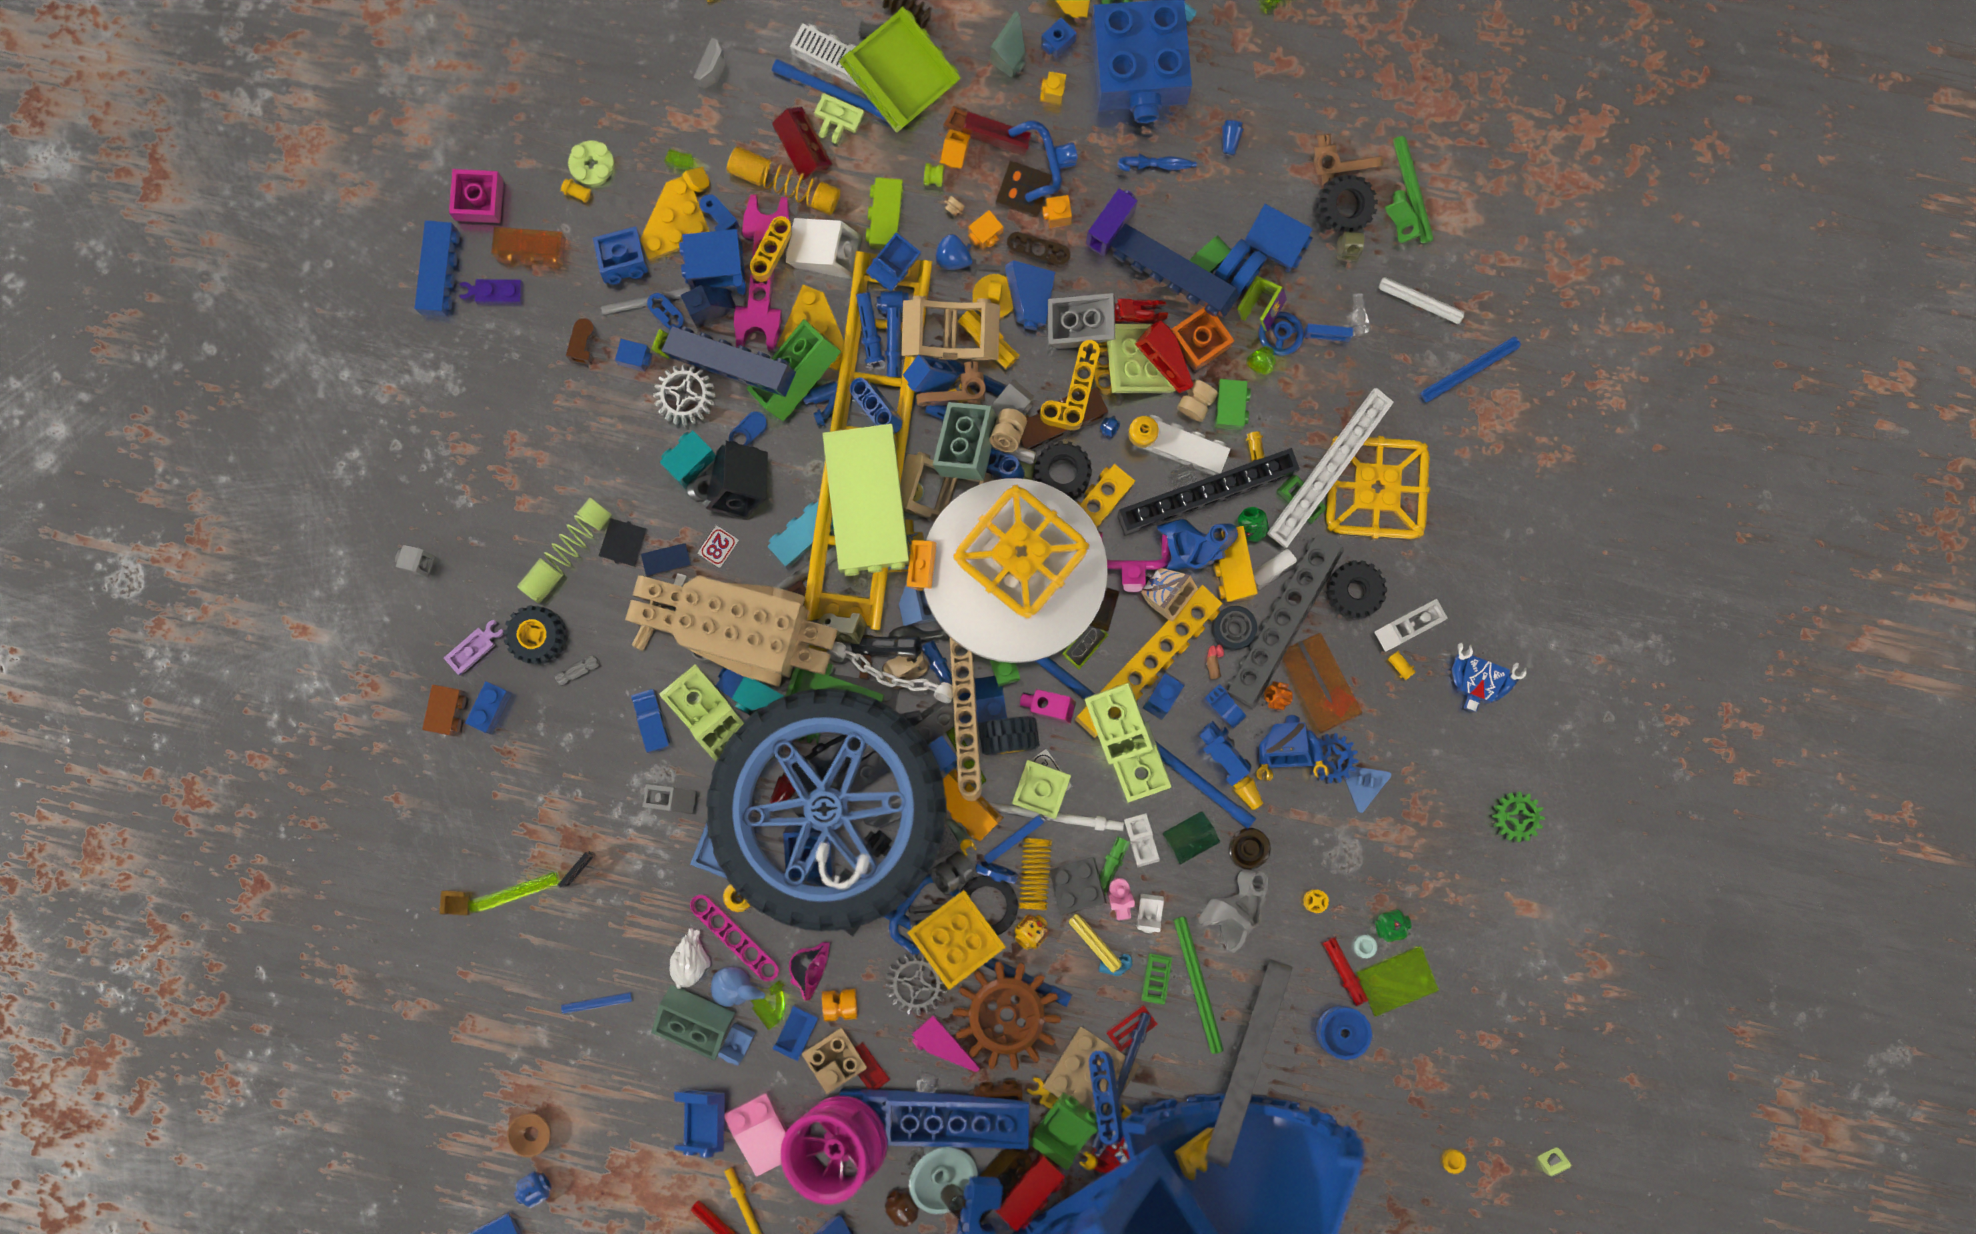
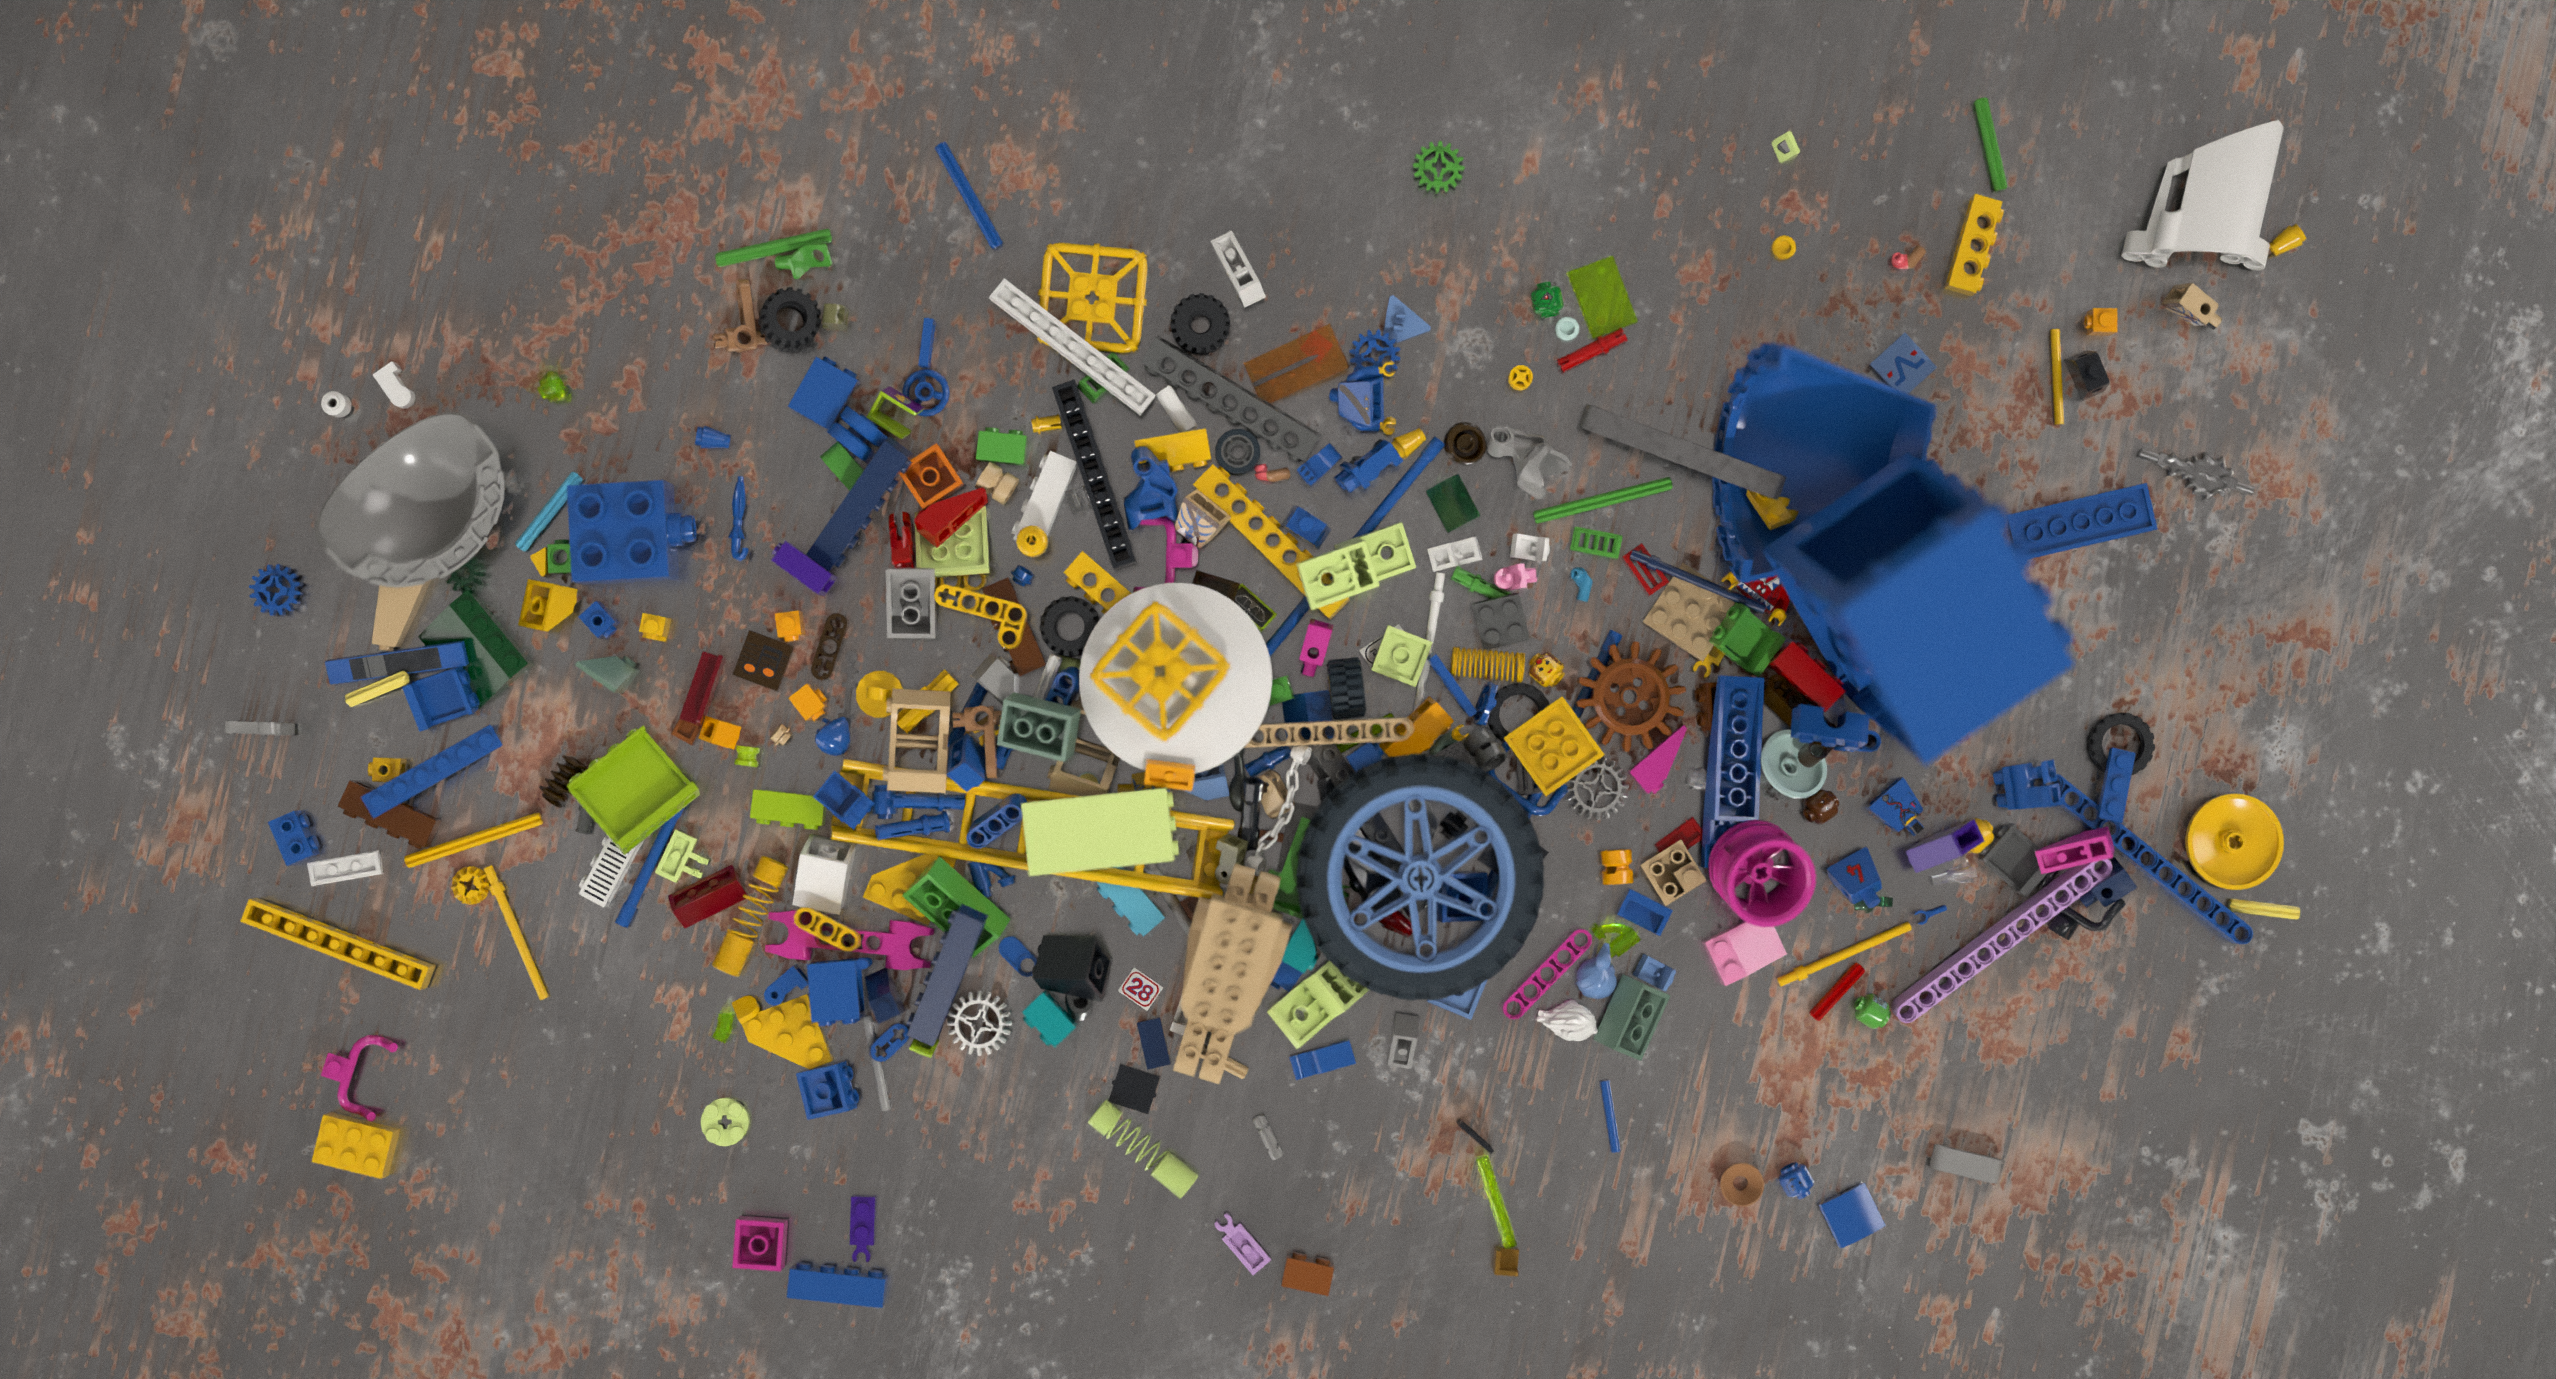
camera: 85 degrees left, 5 degrees up
(414, 560) = (1150, 1307): light grey slope -> none
(488, 707) = (1306, 1228): blue brick -> none
(528, 246) = (815, 1188): clear orange brick -> none
(534, 634) = (1231, 1180): black wheel -> none
(571, 188) = (754, 1138): yellow pin -> none
(580, 341) = (920, 1133): reddish brown leg -> none
(633, 355) = (936, 1076): blue brick -> none
(702, 1122) = (1732, 1007): blue panel -> none
(710, 65) = (620, 992): light grey slope -> none
(731, 901) = (1512, 975): yellow head -> none
(808, 968) = (1579, 899): dark pink hat -> none
(822, 855) = (1470, 880): white piece -> none
(1008, 430) = (1028, 682): tan wheel -> none
(1029, 292) = (878, 656): blue slope -> none
(1058, 157) = (730, 623): blue piece -> none
(1095, 943) = (1558, 604): light yellow axle -> none
(1109, 1096) = (1715, 601): blue beam -> none
(1254, 523) = (1129, 428): green head -> none
(1261, 360) = (955, 414): clear neon green cone -> none
(1278, 695) = (1309, 409): orange gear -> none
(1356, 1038) = (1659, 341): blue wheel -> none
(1359, 319) = (913, 310): clear cone -> none
(1401, 665) = (1279, 280): yellow pin -> none
(1421, 300) = (893, 244): white axle -> none
(1482, 679) = (1296, 198): blue torso -> none

